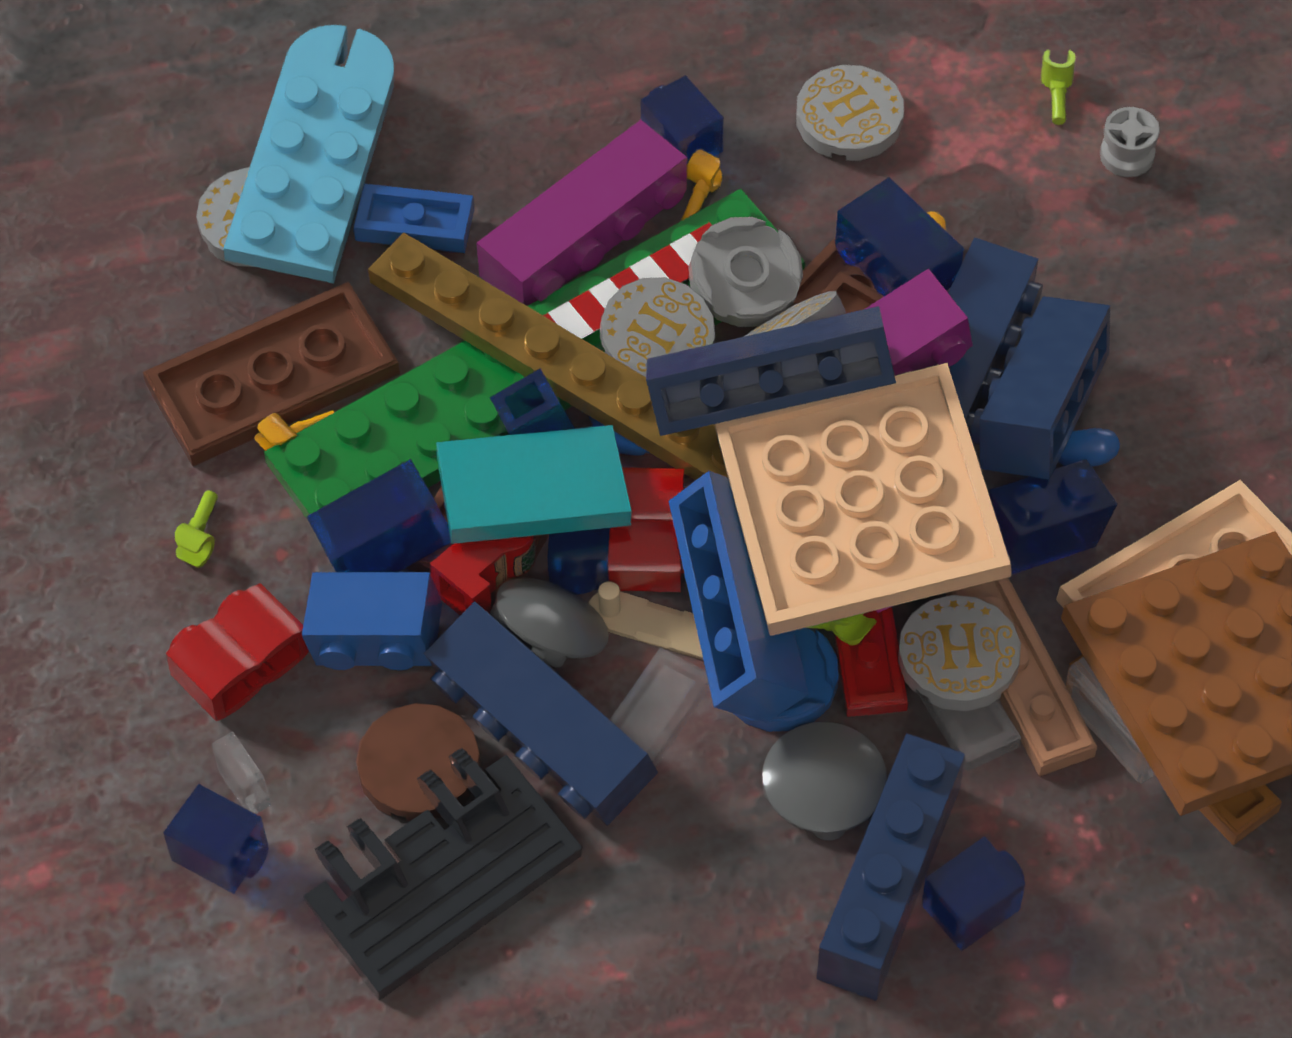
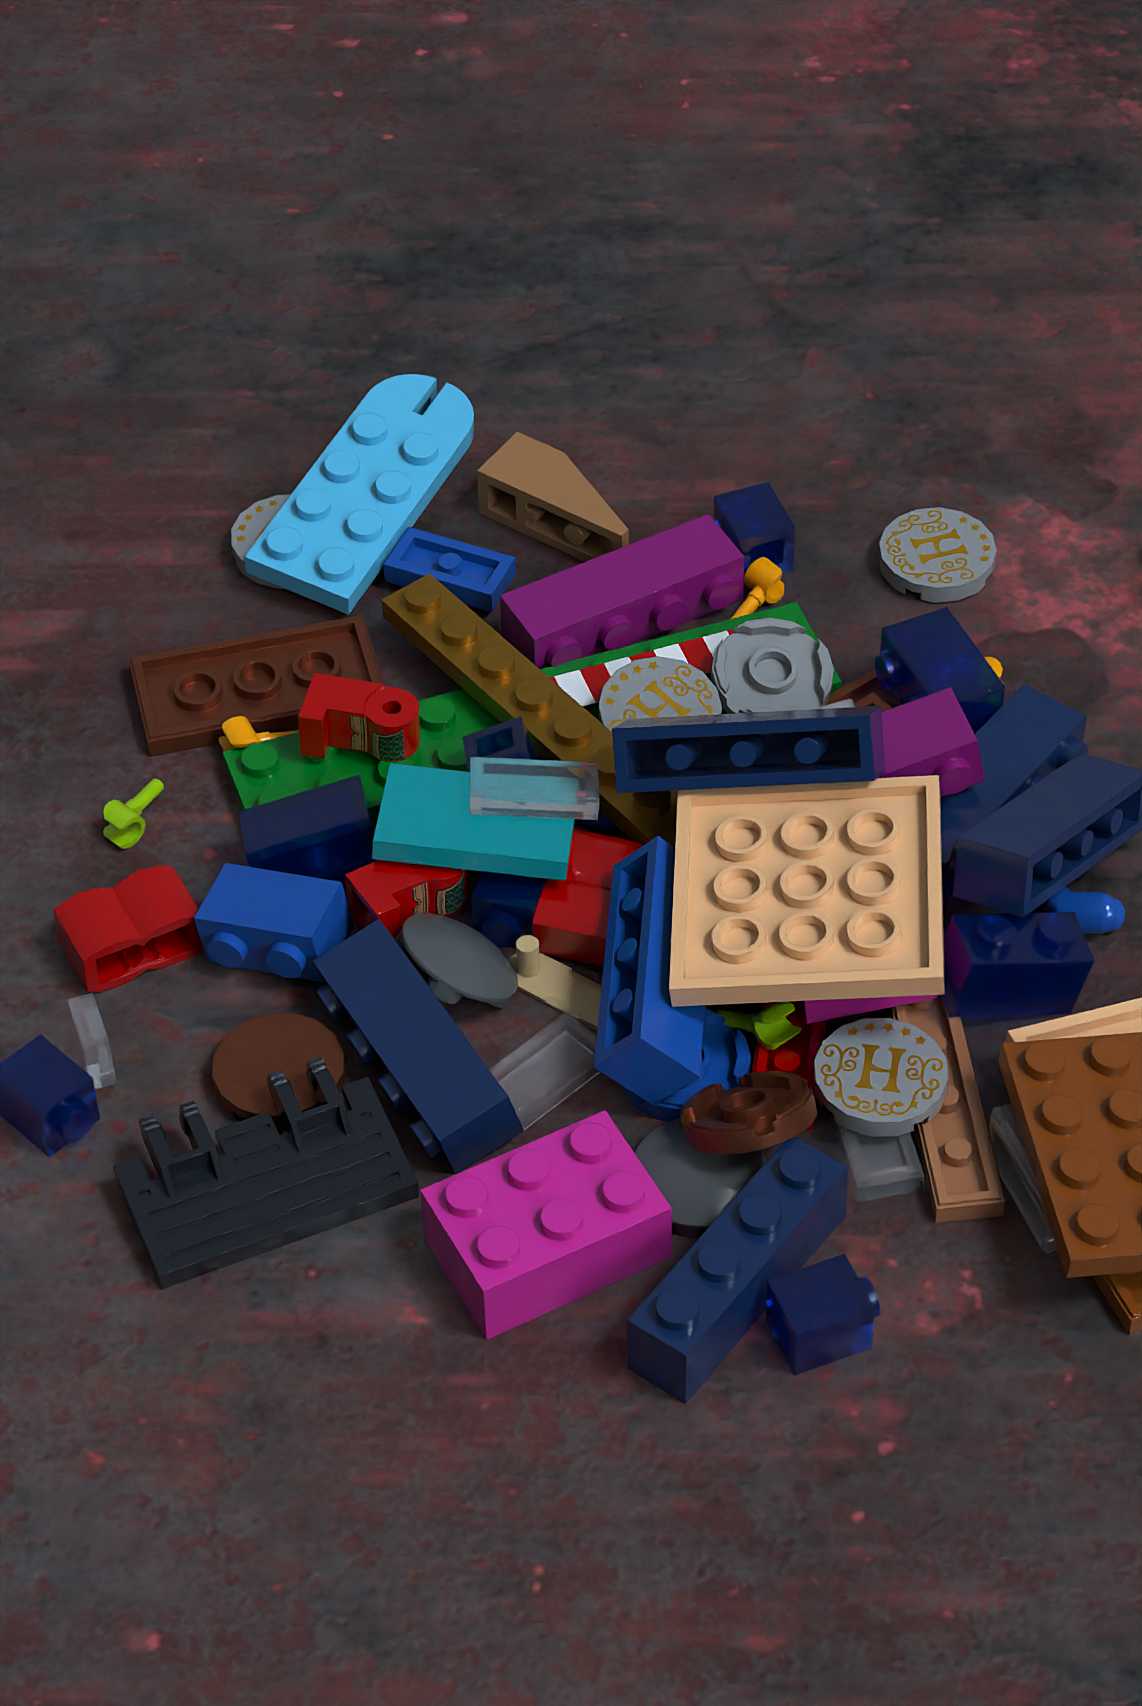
camera: 15 degrees right, 10 degrees down
(388, 396) = (359, 718): none -> red leg
(485, 128) = (548, 499): none -> medium nougat slope
(577, 442) = (533, 788): none -> clear tile
(710, 863) = (546, 1224): none -> dark pink brick
(860, 719) = (750, 1117): none -> copper tile

